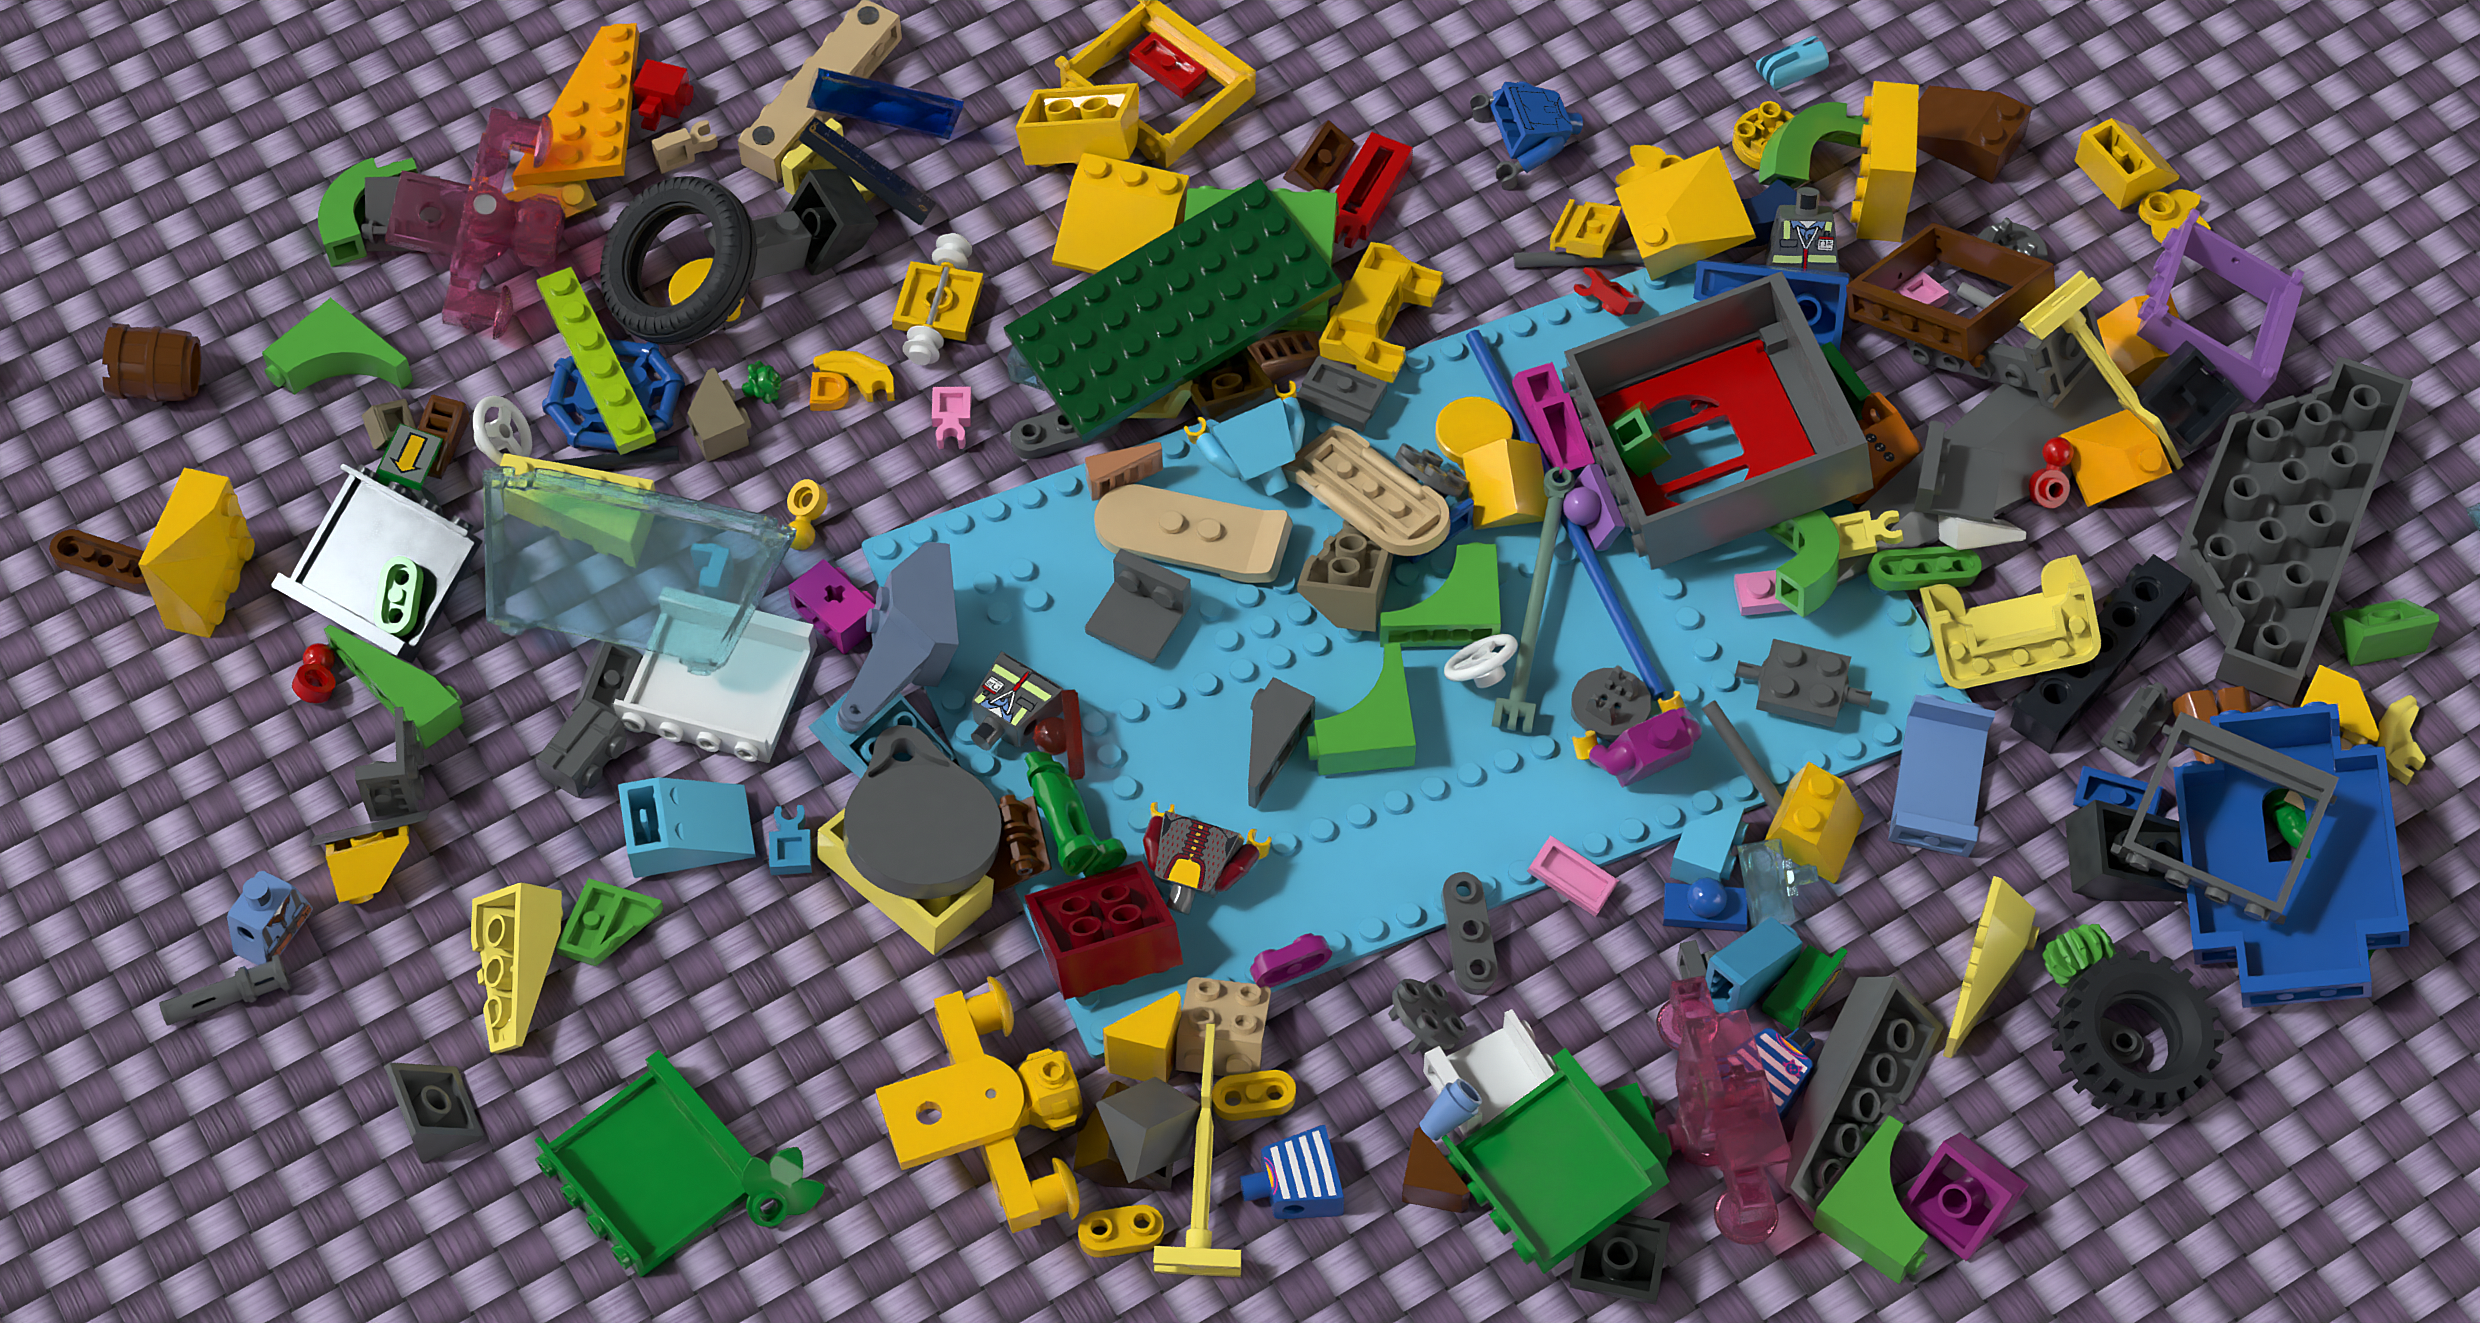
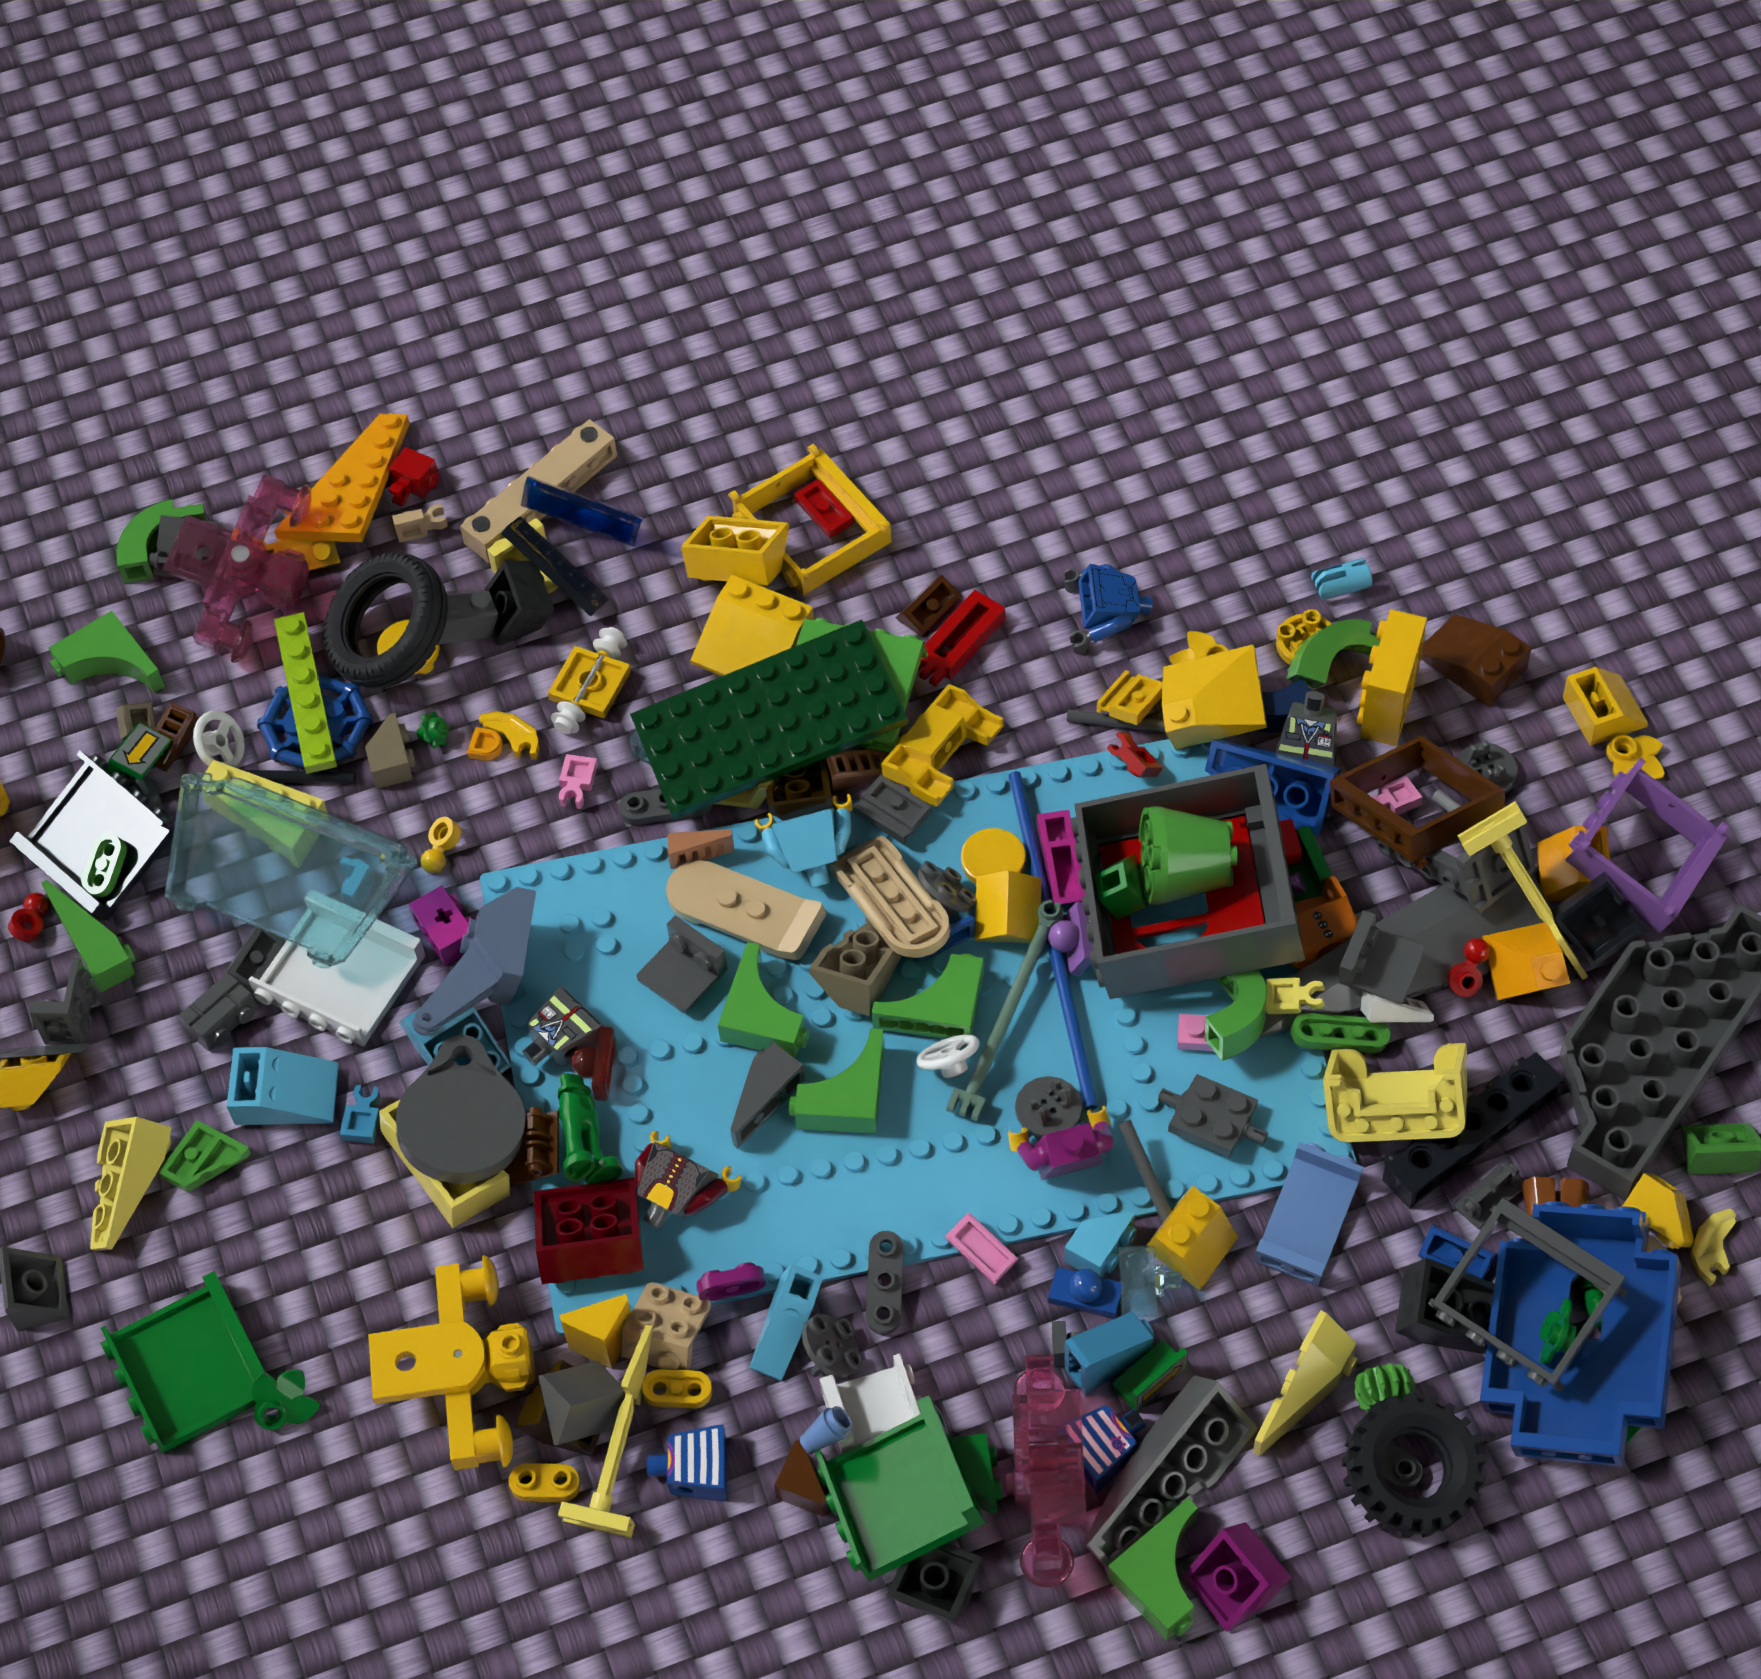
camera: 15 degrees right, 0 degrees up
(1241, 653) = (754, 1017): none -> bright green arch
(1365, 994) = (785, 1321): none -> medium azure slope
(1705, 389) = (1183, 854): none -> bright green cone
(2266, 857) = (1557, 1332): none -> green plate

